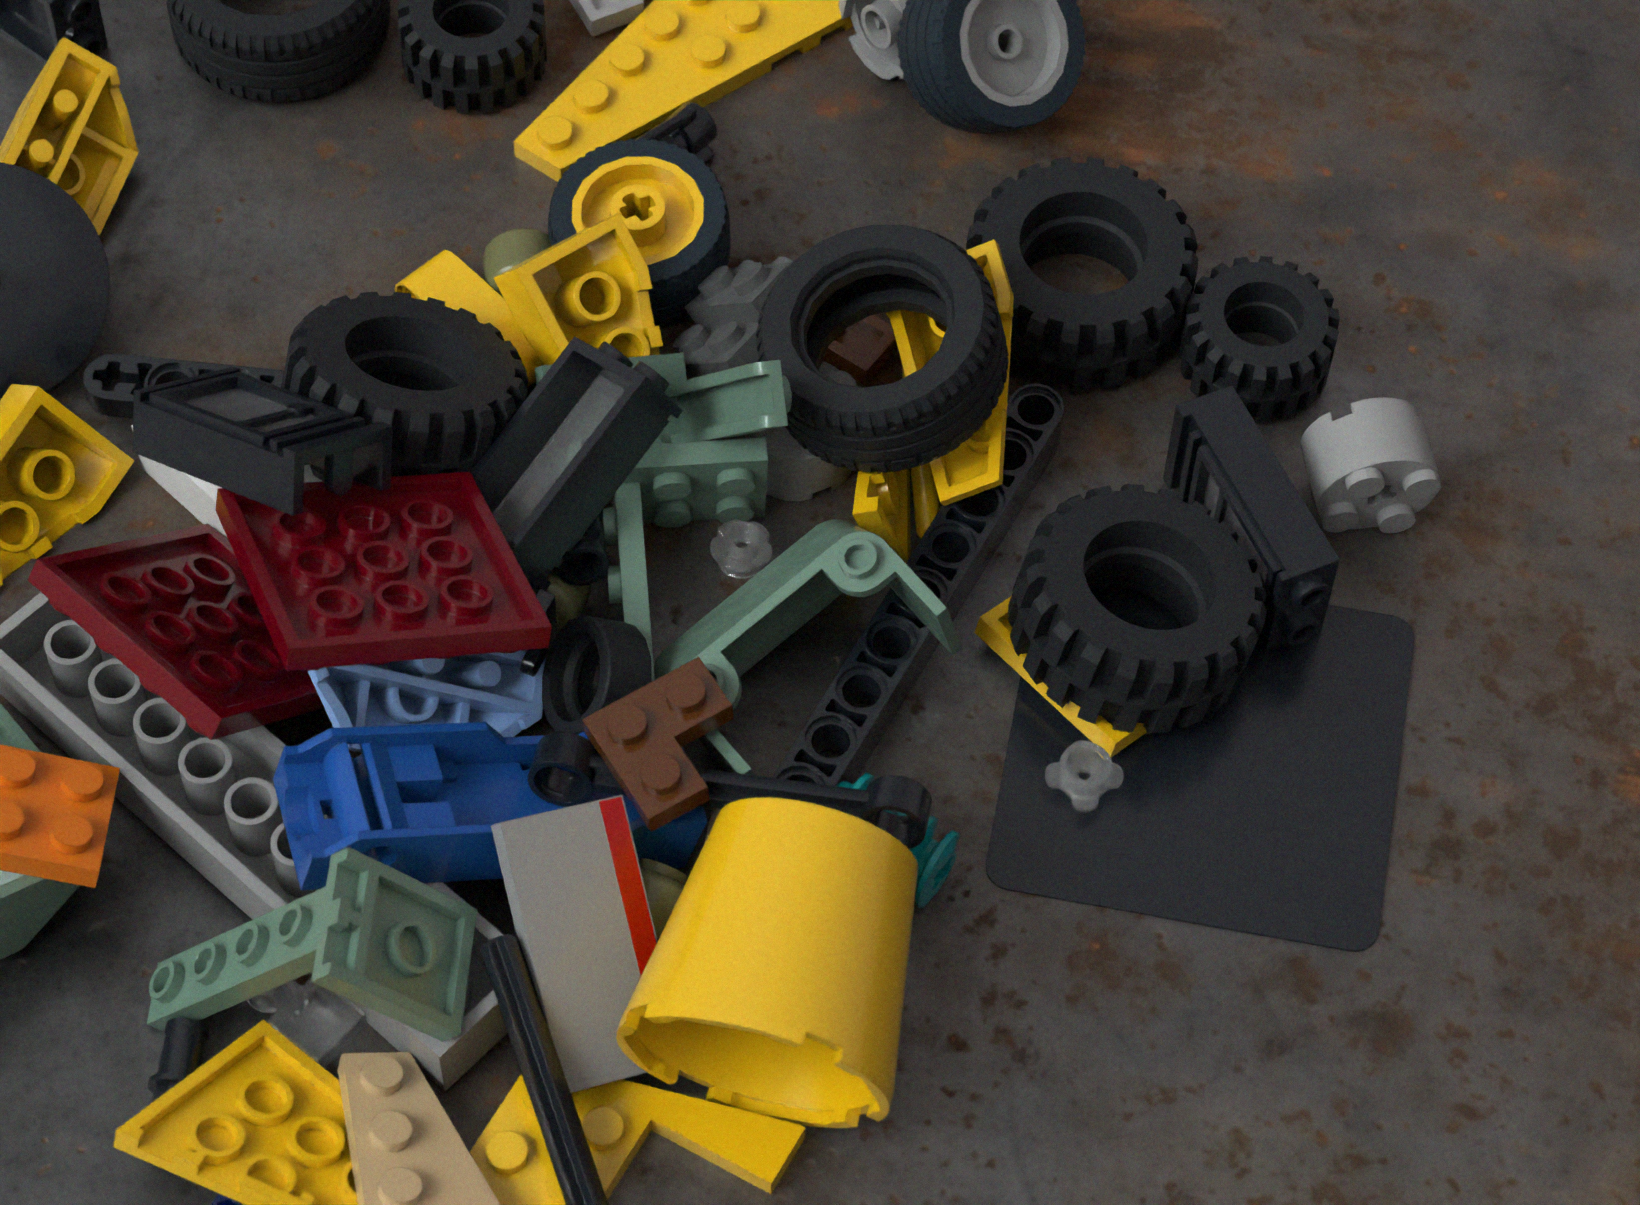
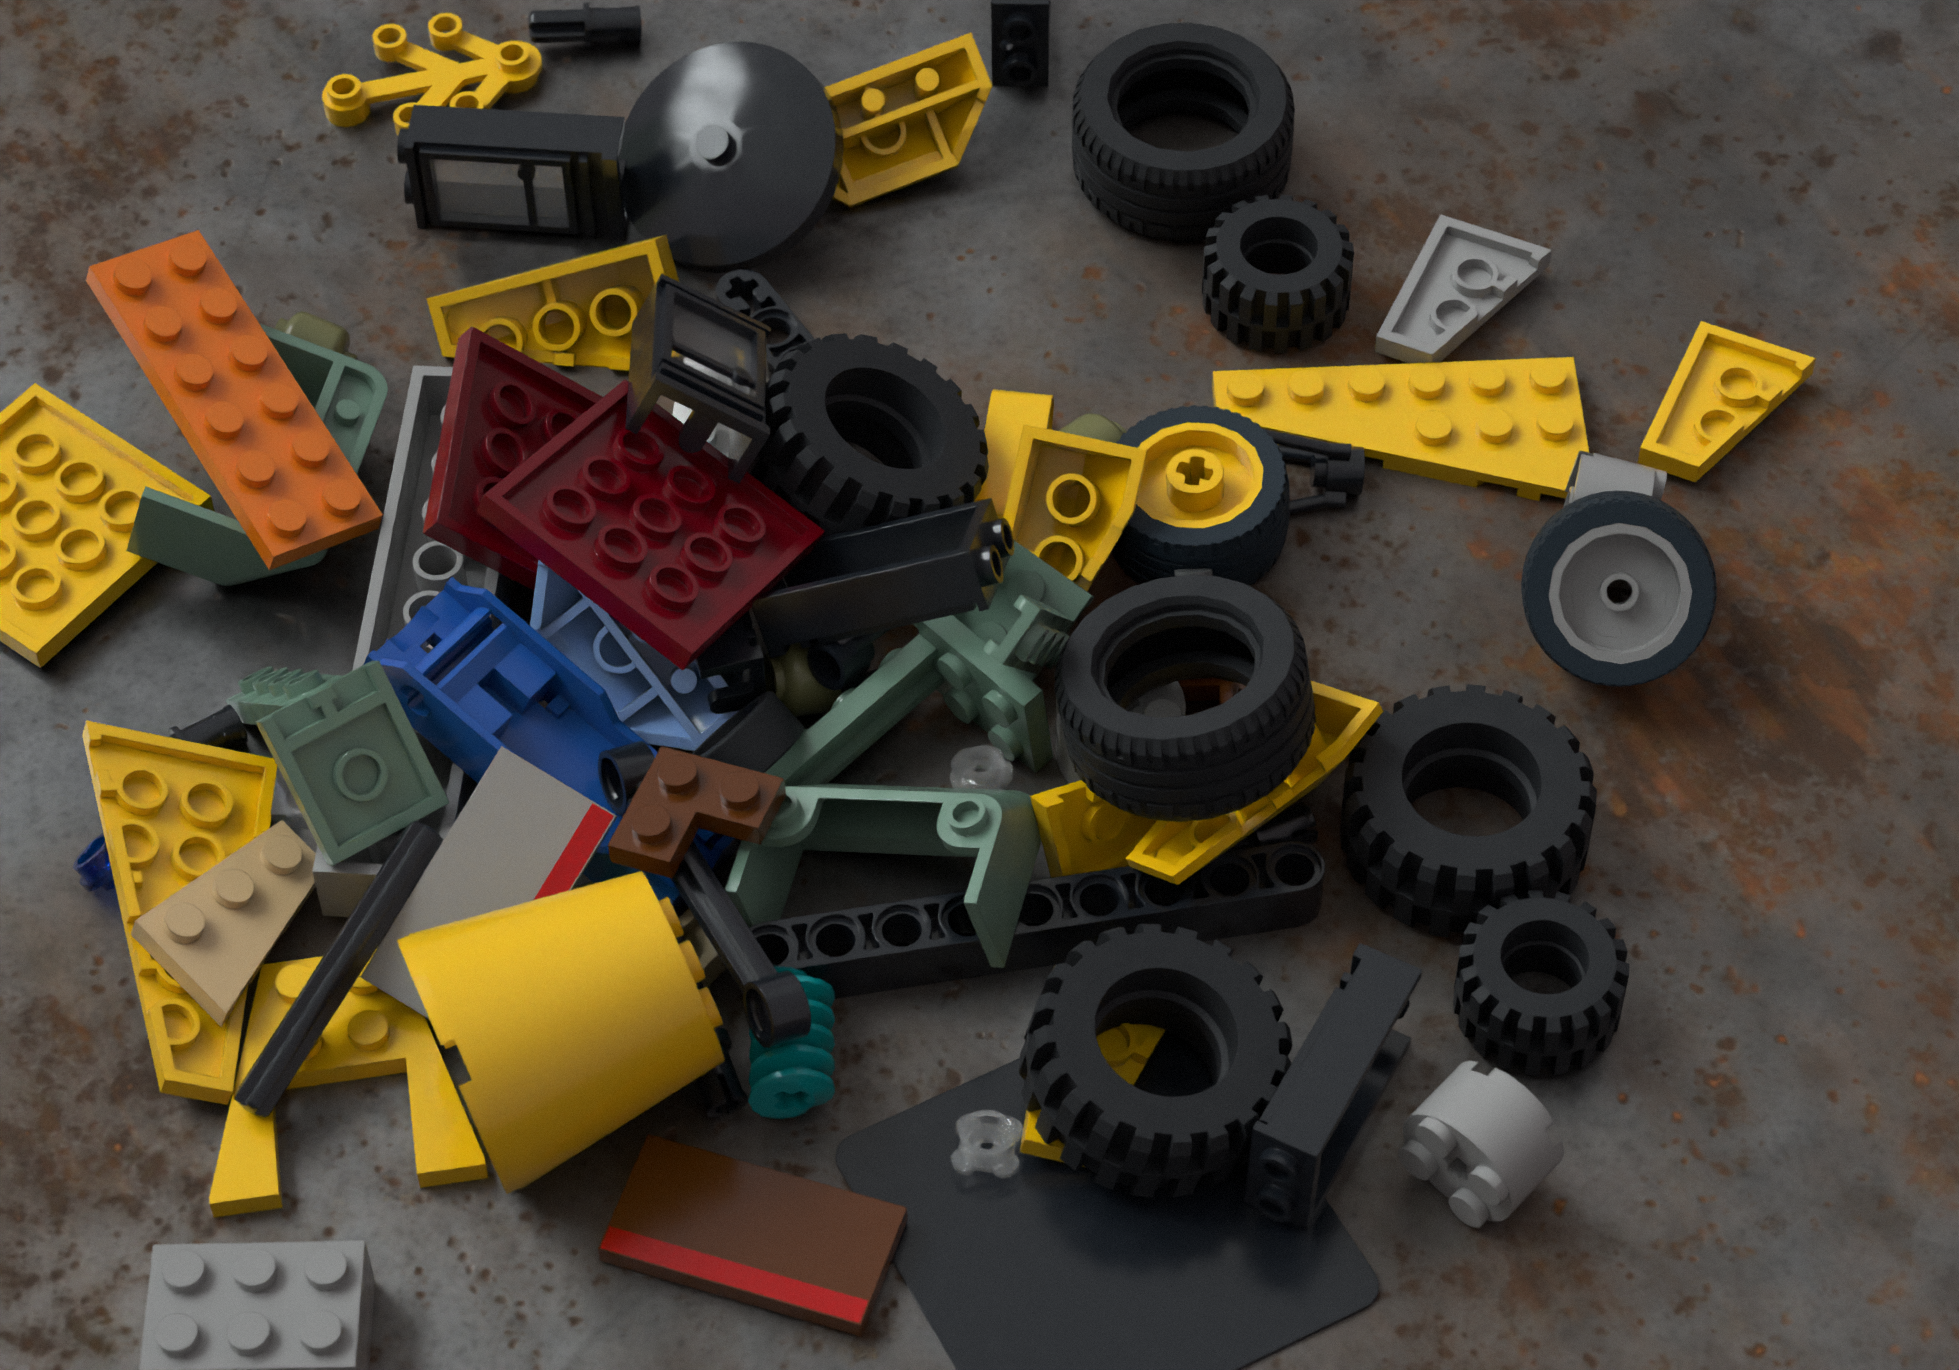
camera: 55 degrees right, 5 degrees down
(1029, 985) = (754, 1234): none -> reddish brown tile

